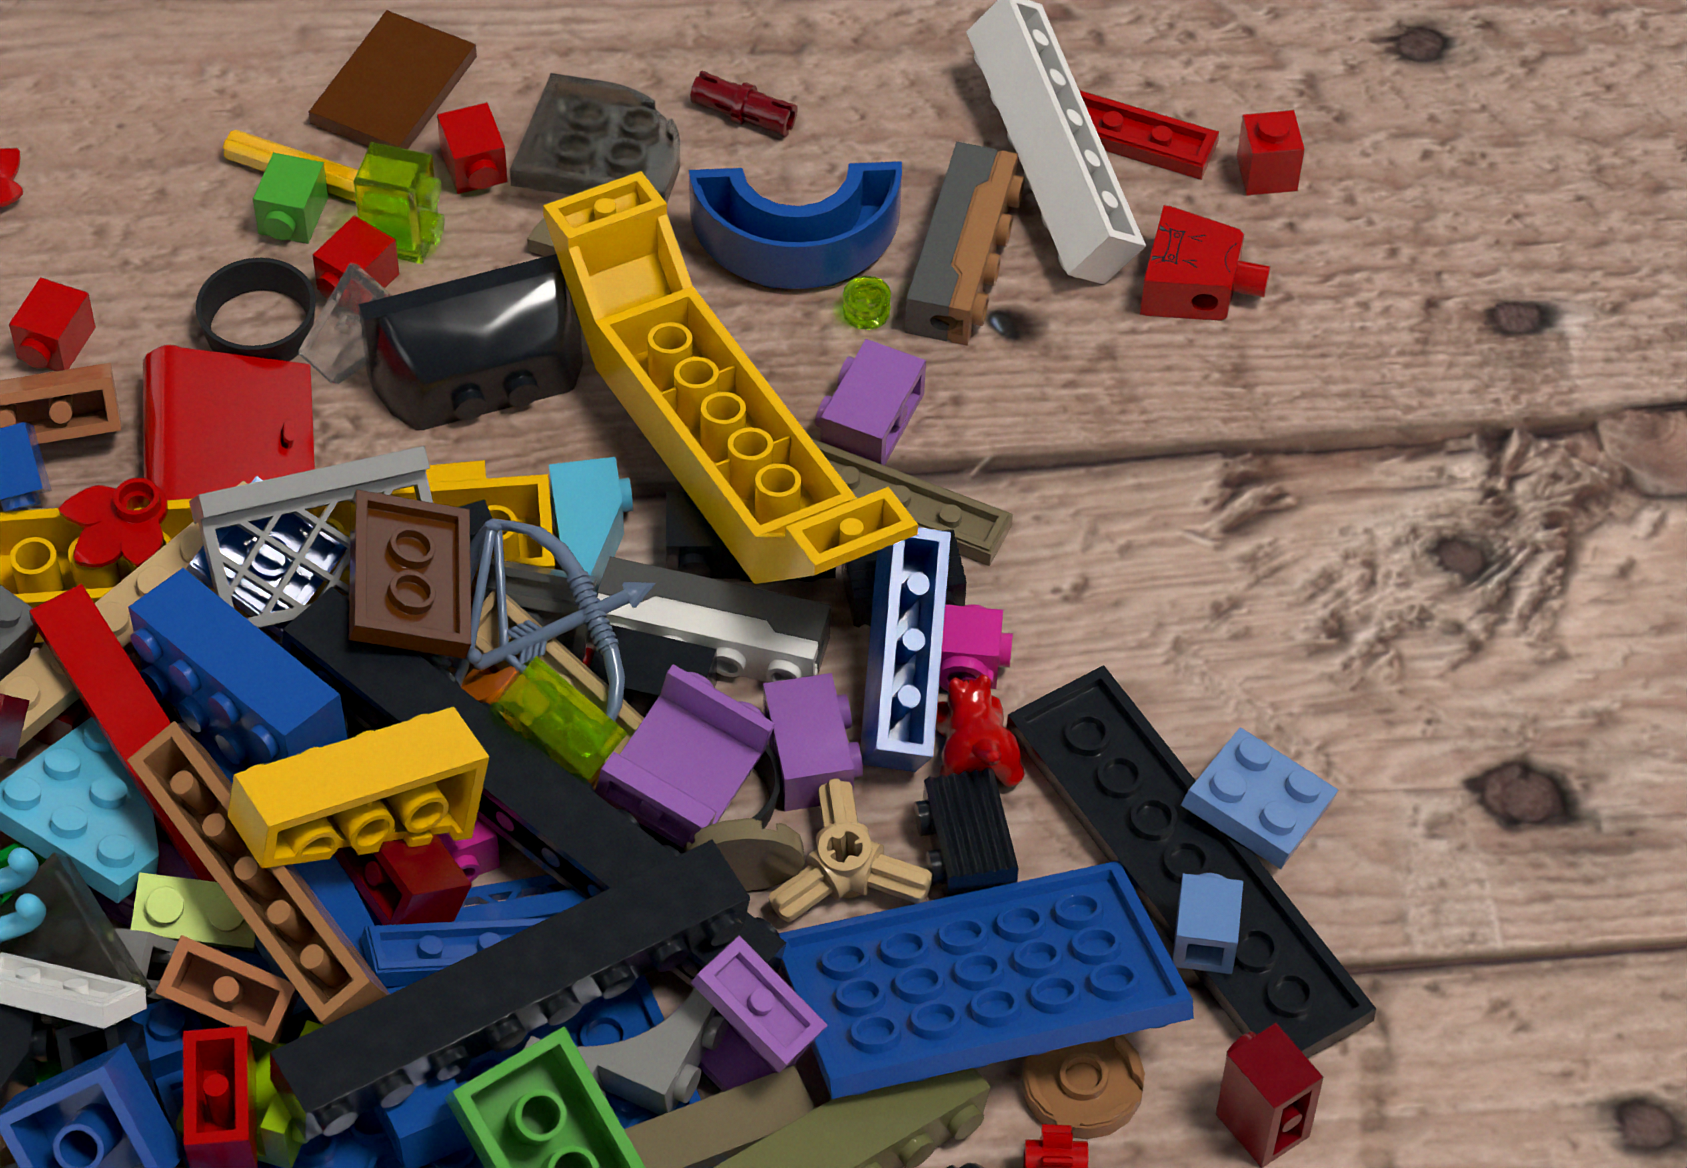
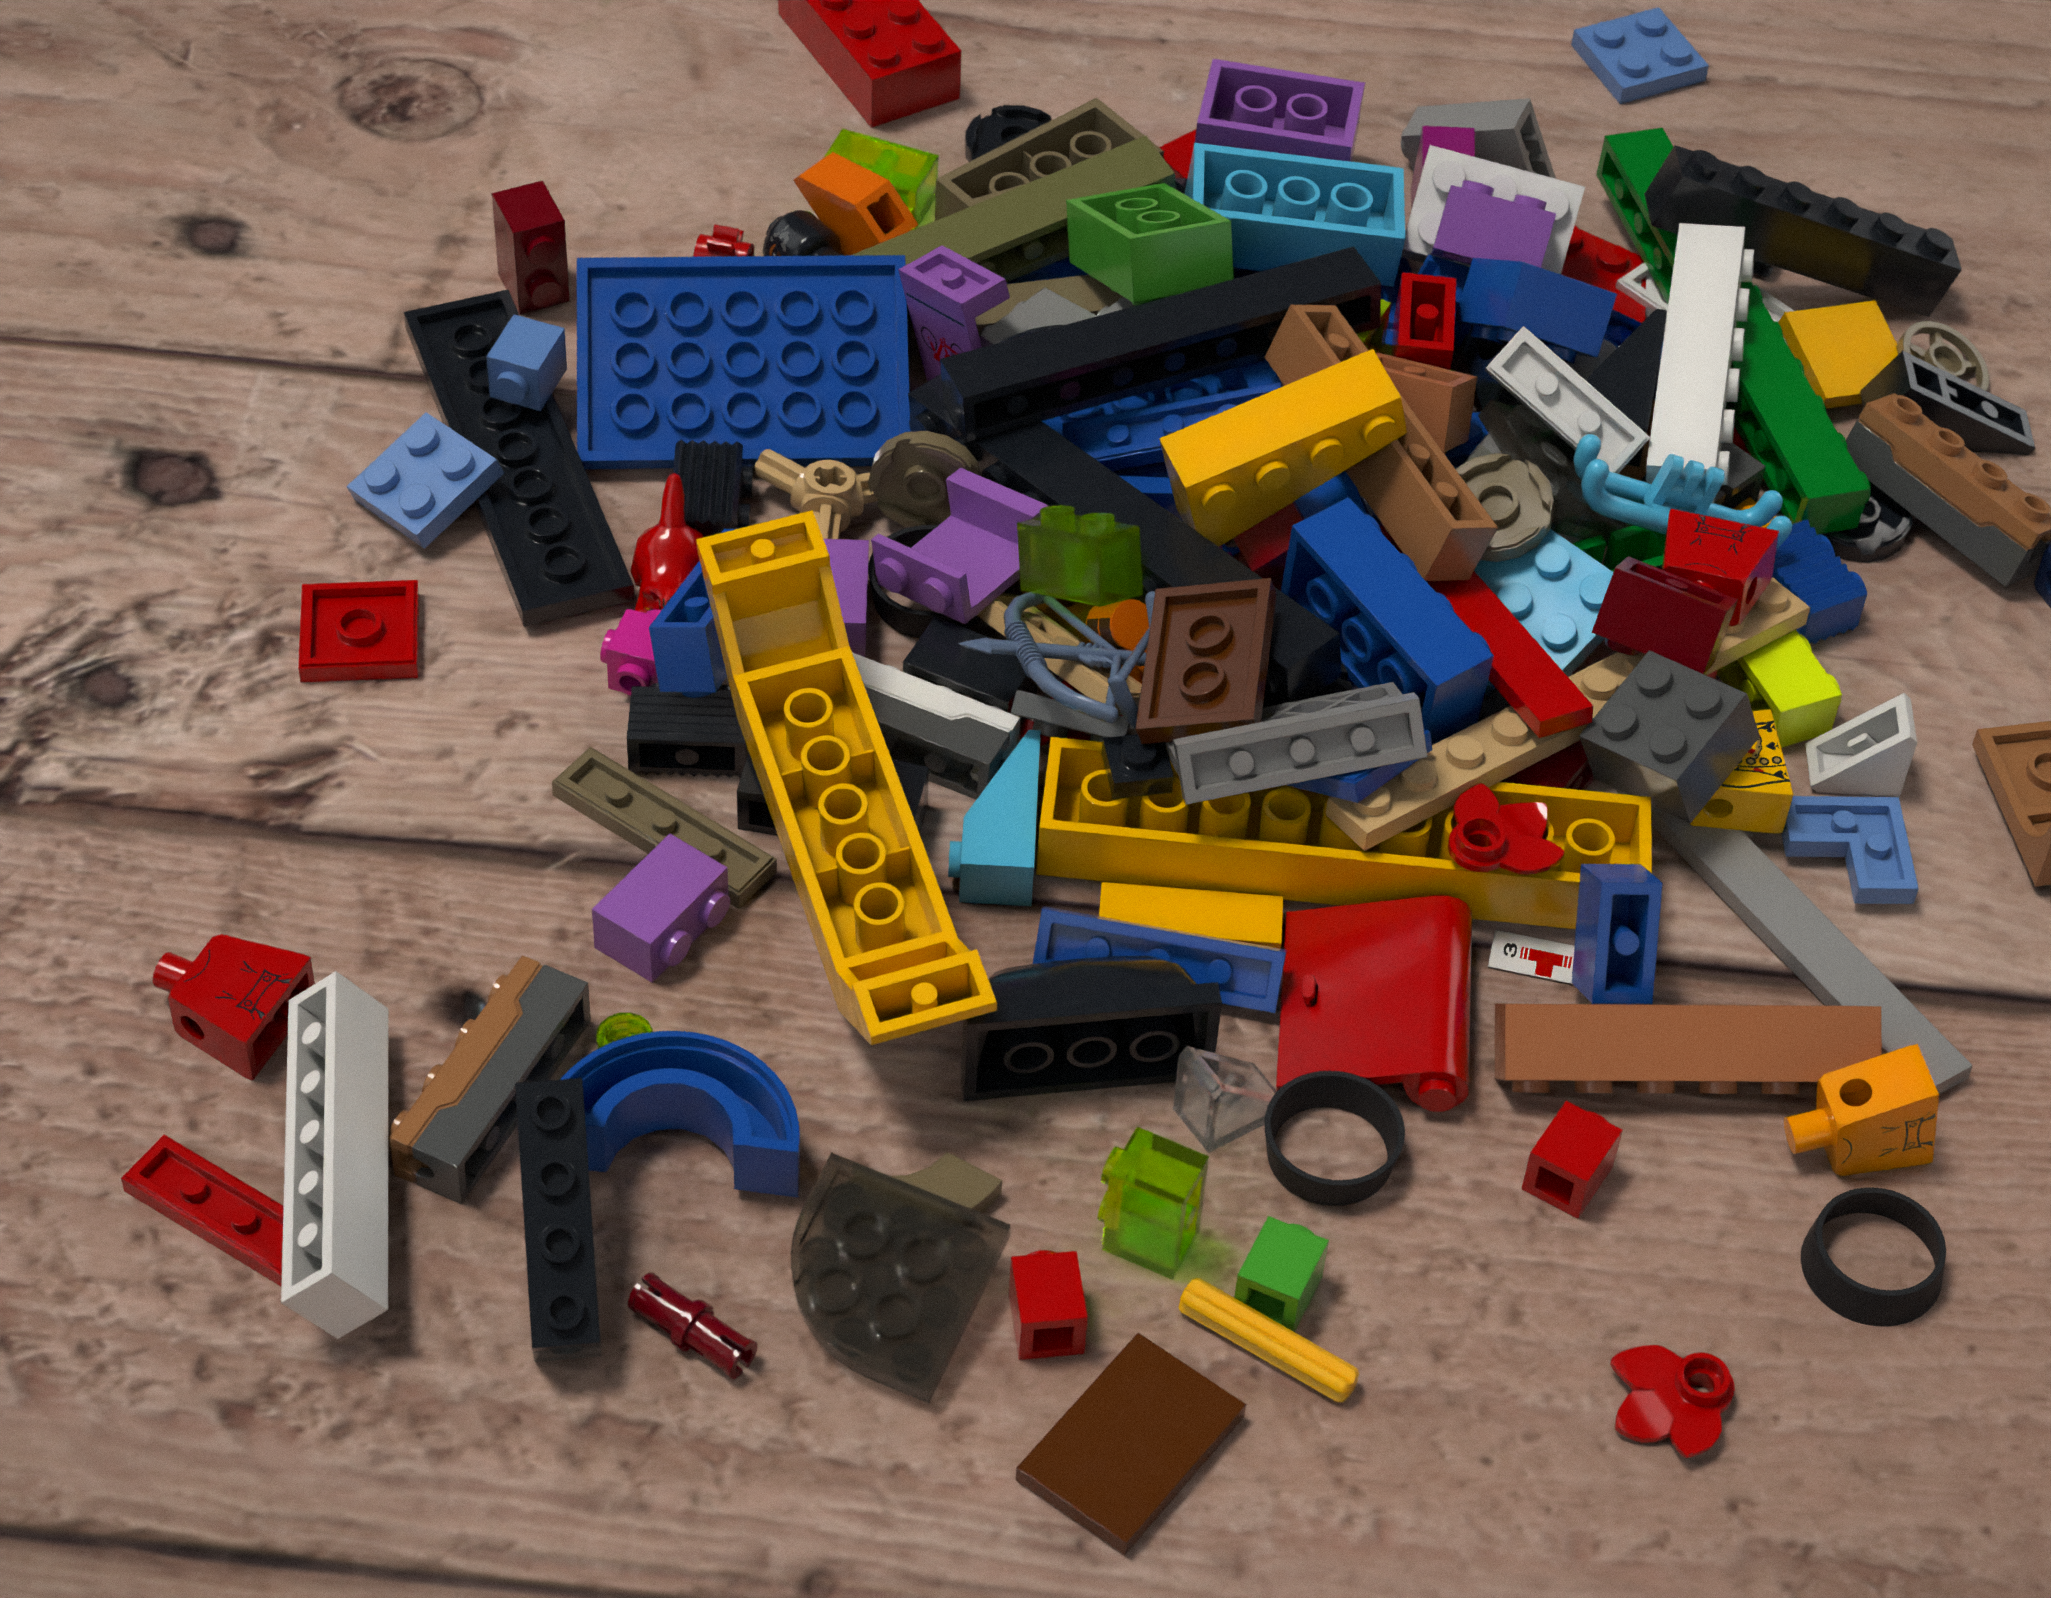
camera: 170 degrees left, 5 degrees down
(128, 853) = (1516, 500): none -> dark tan tile
(356, 244) = (1231, 1171): red brick -> none
(450, 438) = (1244, 971): none -> blue plate
(861, 96) = (558, 1220): none -> black piece
(1255, 646) = (359, 631): none -> red tile
(1270, 152) = (79, 1118): red brick -> none

